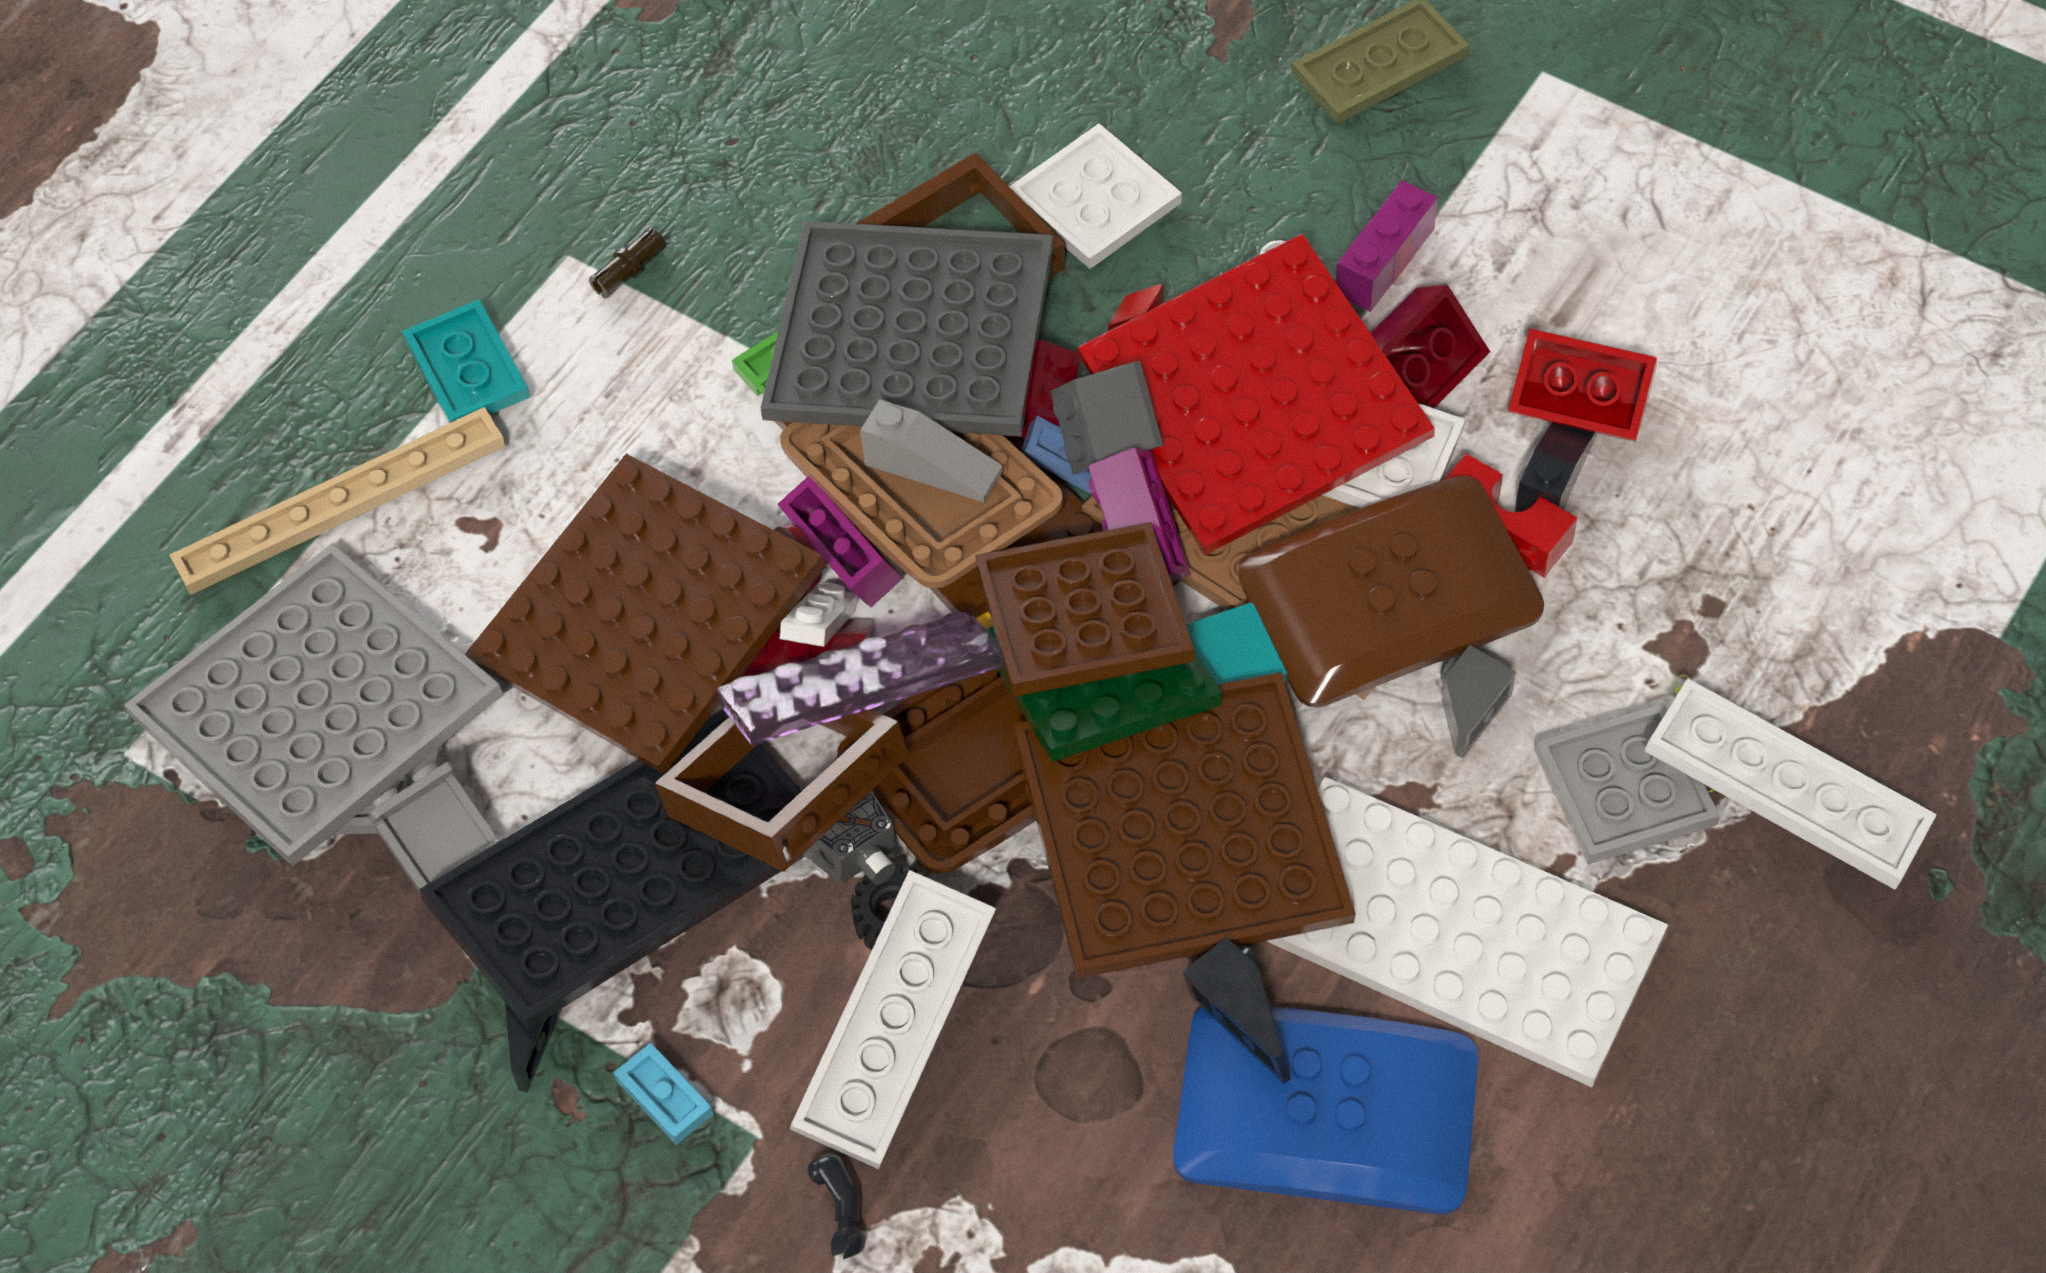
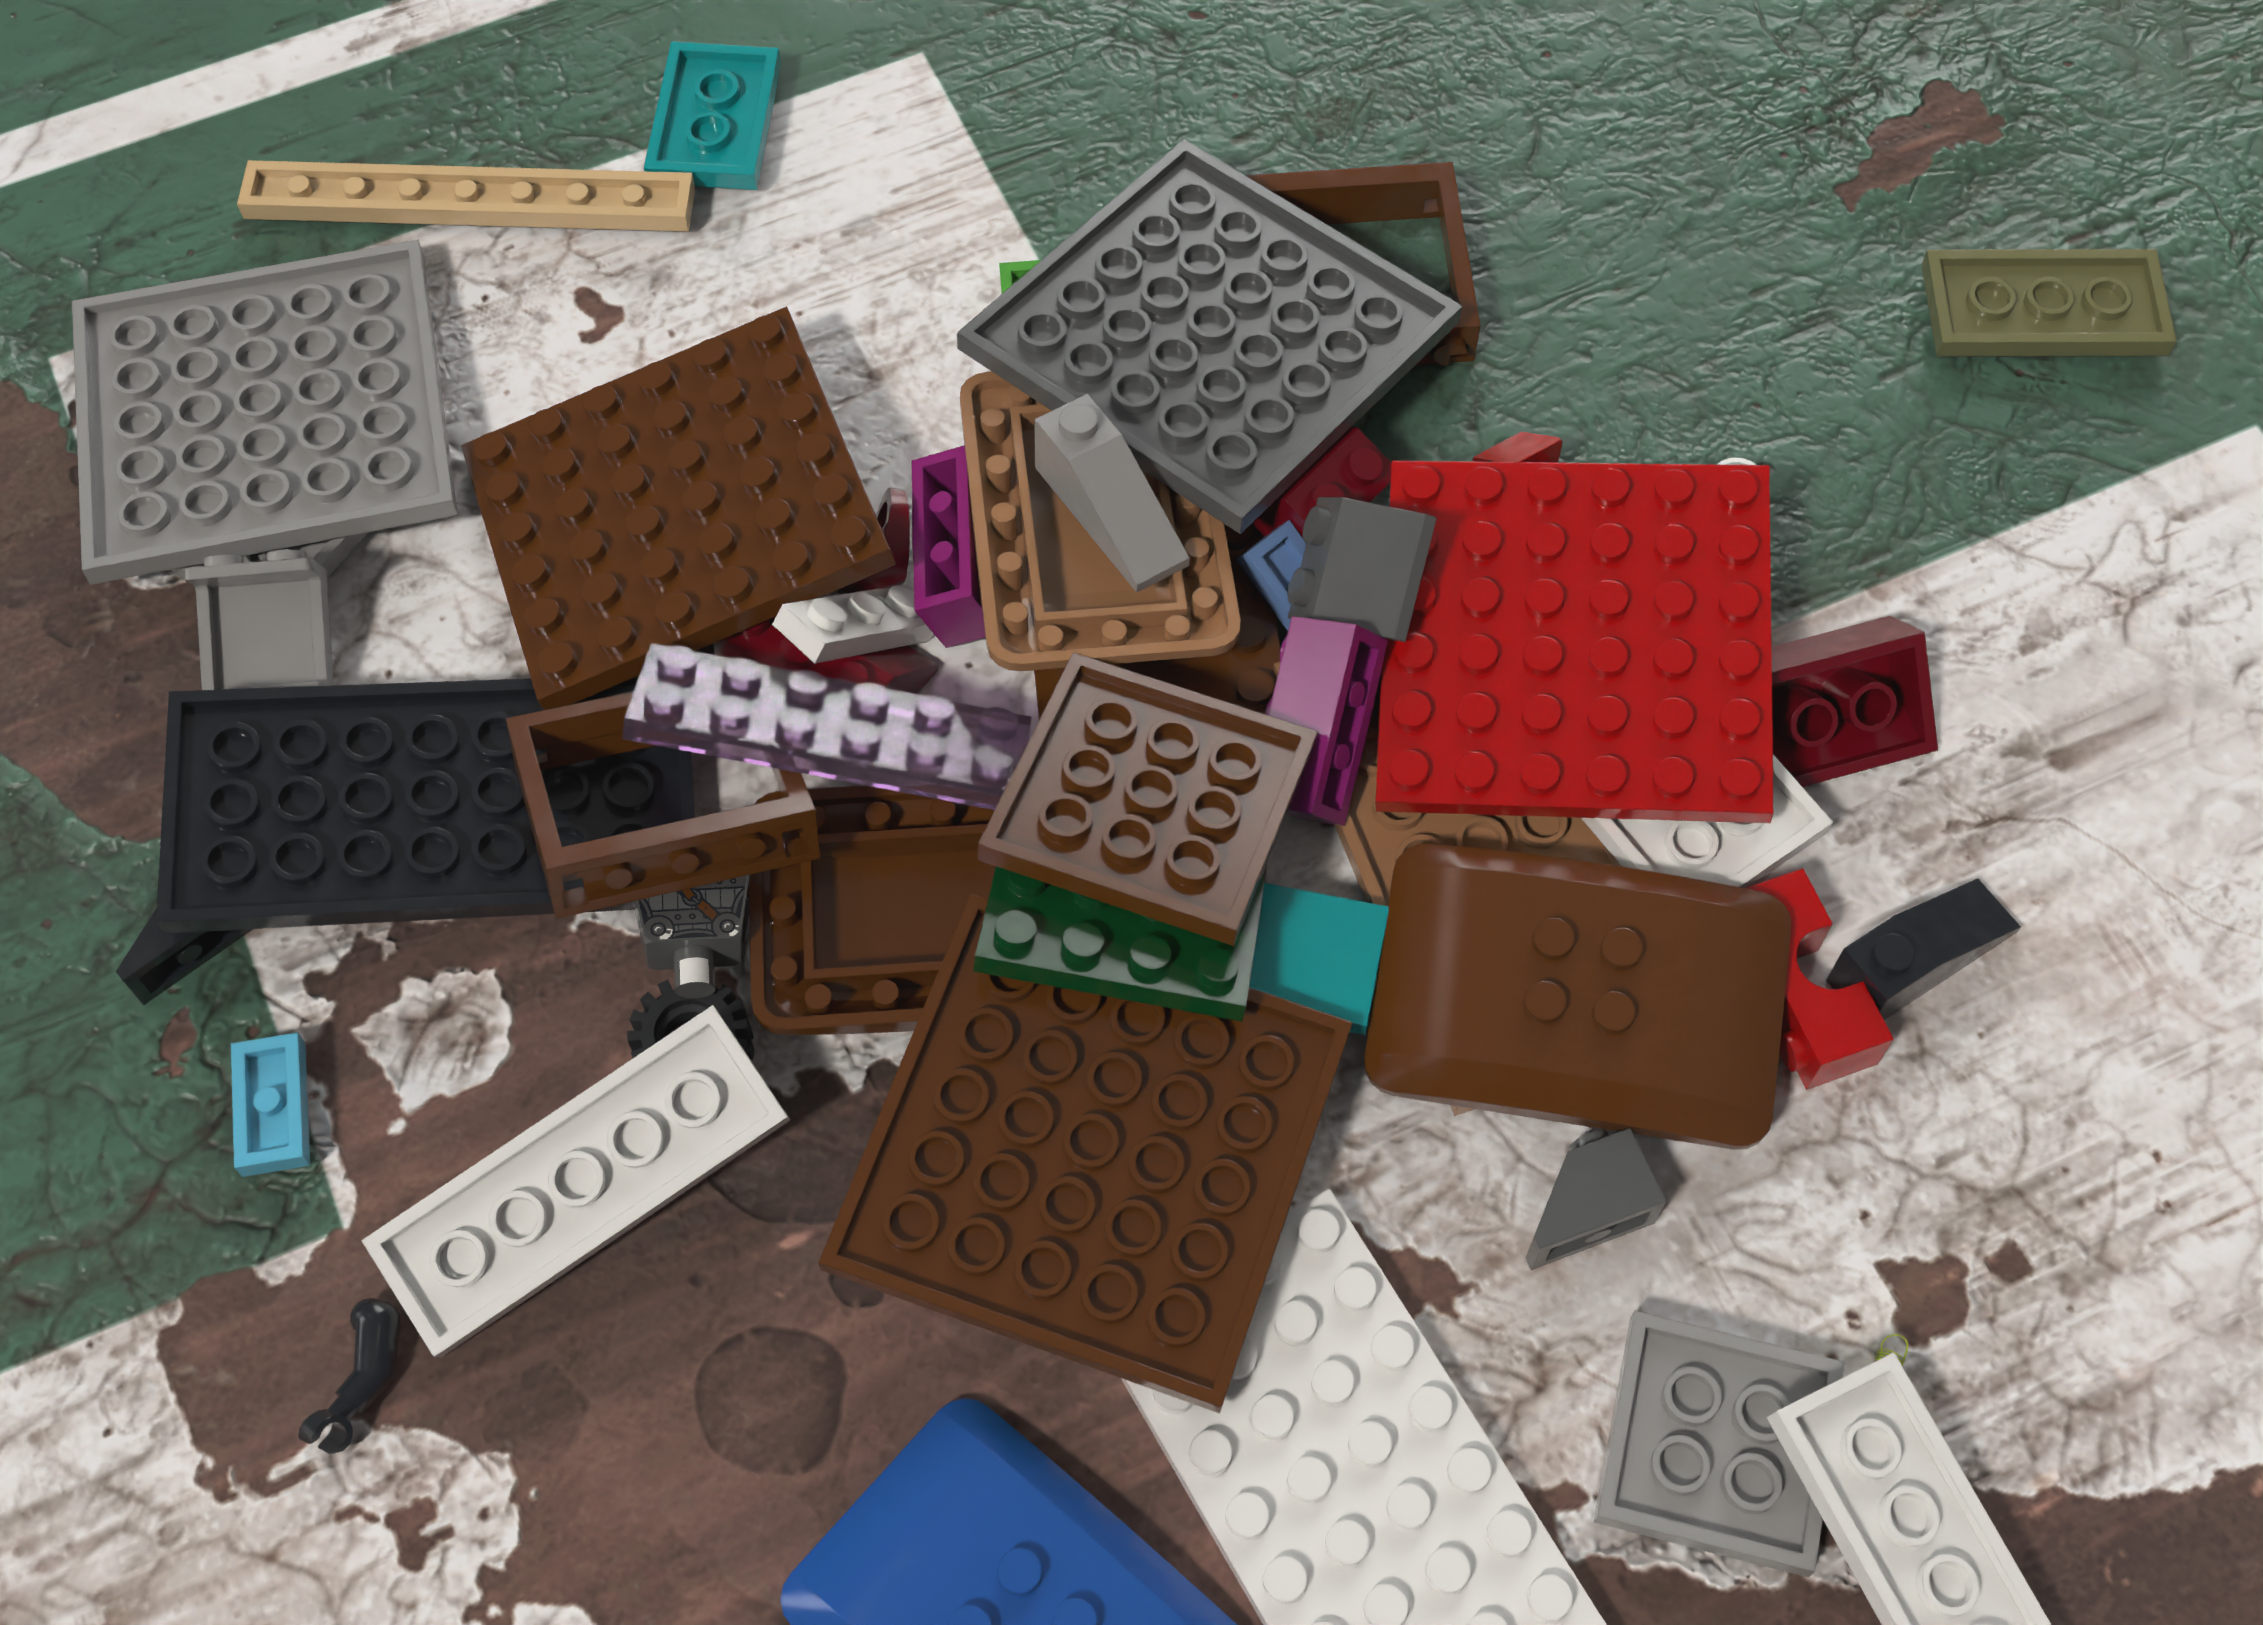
camera: 30 degrees right, 5 degrees up
(627, 262) = (973, 91): dark brown pin -> none
(1096, 195) = (1568, 290): white plate -> none
(1232, 992) = (995, 1436): black slope -> none
(1386, 245) = (1889, 540): magenta brick -> none
(1583, 385) = (2025, 865): red slope -> none

